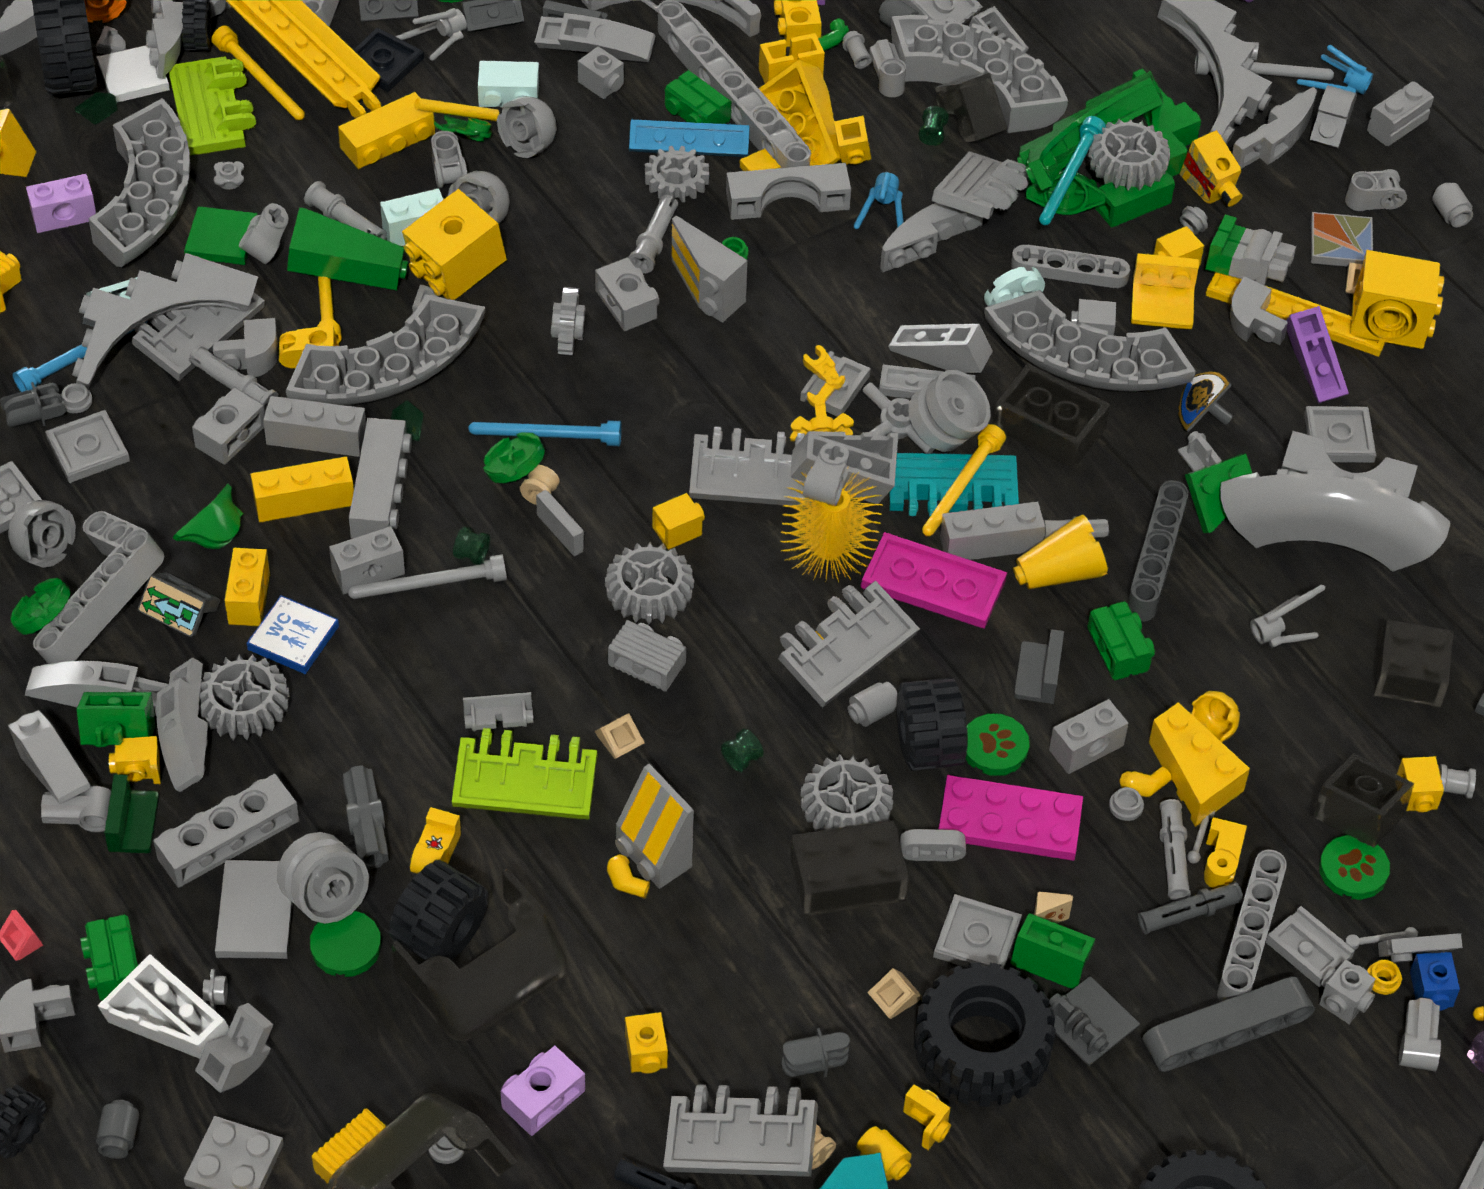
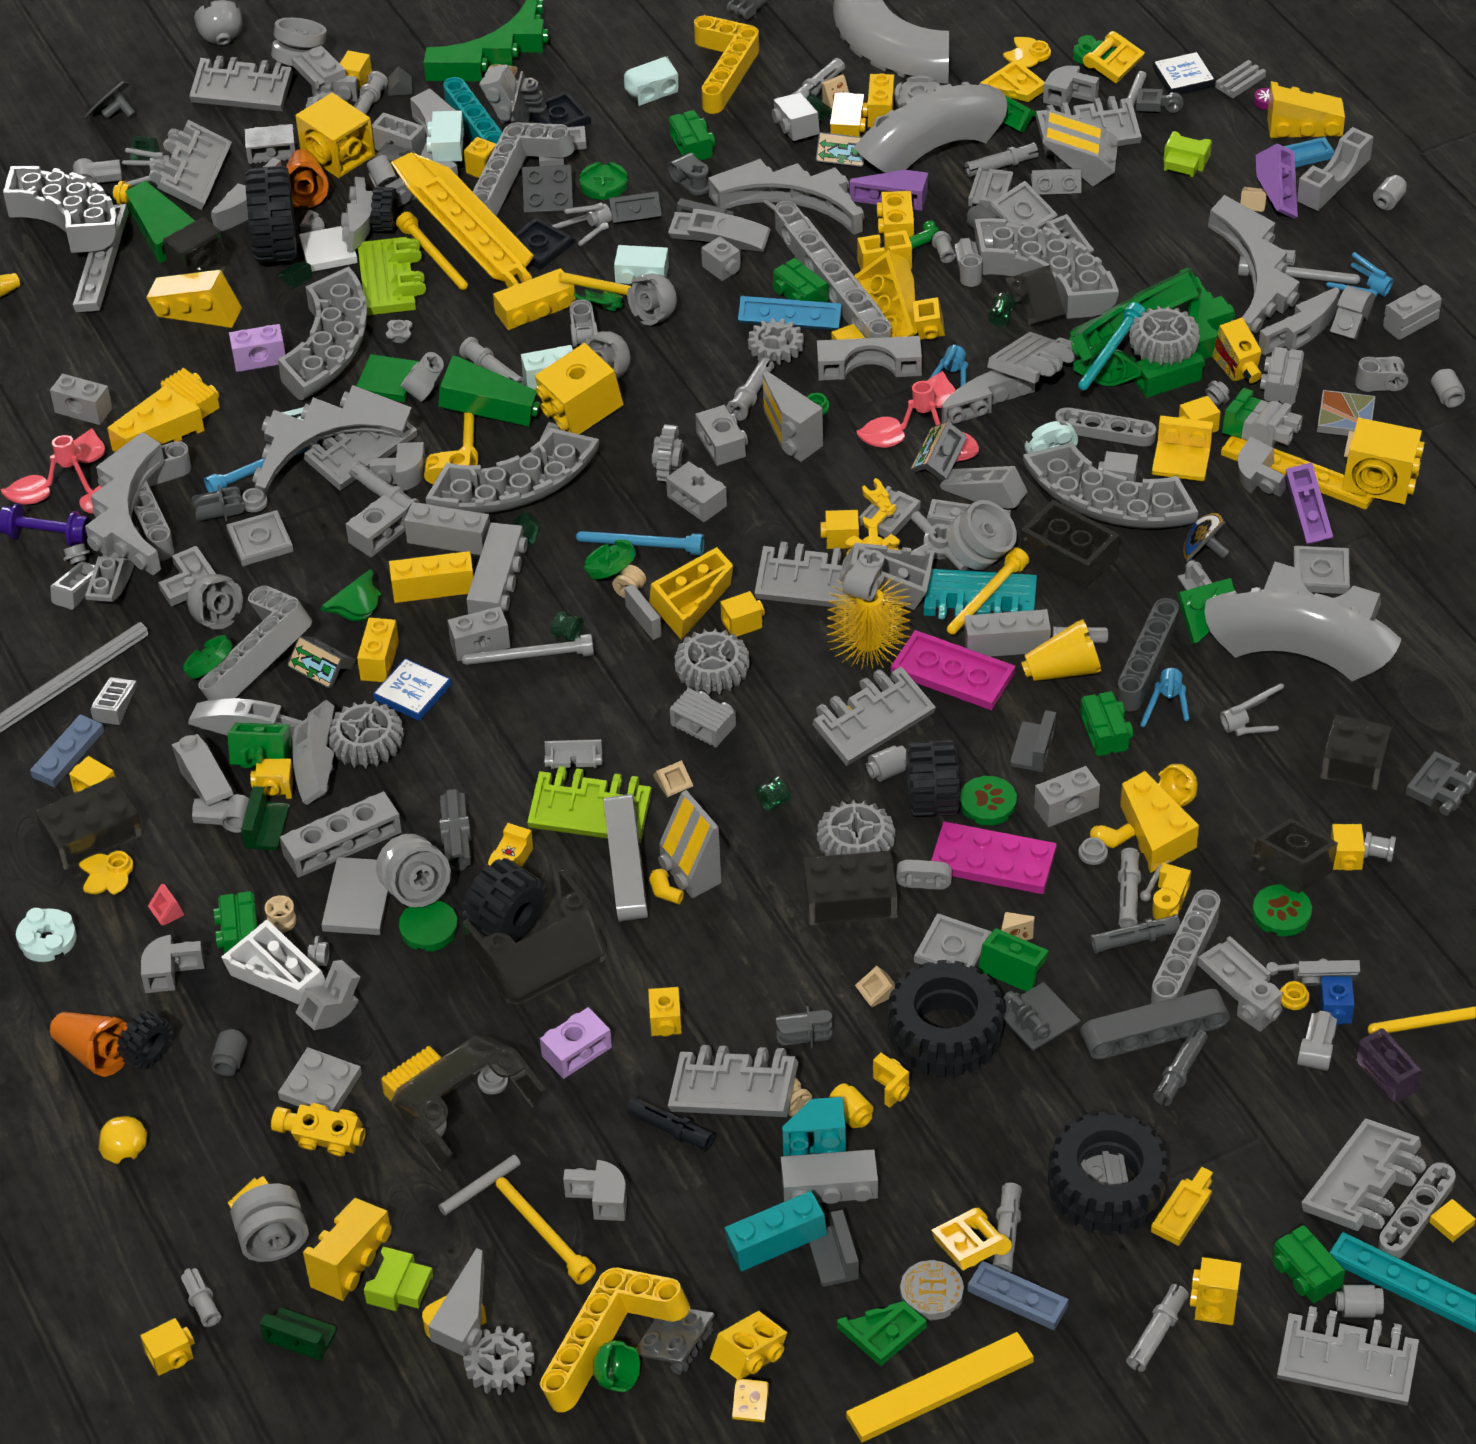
camera: 10 degrees right, 5 degrees down
(161, 930) = (281, 913): none -> tan wheel
(577, 844) = (625, 858): none -> light grey beam
(606, 366) = (696, 491): none -> light grey brick
(615, 494) = (691, 590): none -> yellow wedge
(780, 406) = (839, 527): none -> yellow brick
(863, 238) = (926, 395): none -> coral plant
(884, 304) = (940, 450): none -> dark grey panel
(1189, 589) = (1169, 686): none -> dark azure plant
(1260, 1089) = (1175, 1075): none -> dark grey pin
(1265, 196) = (1283, 375): none -> light grey brick

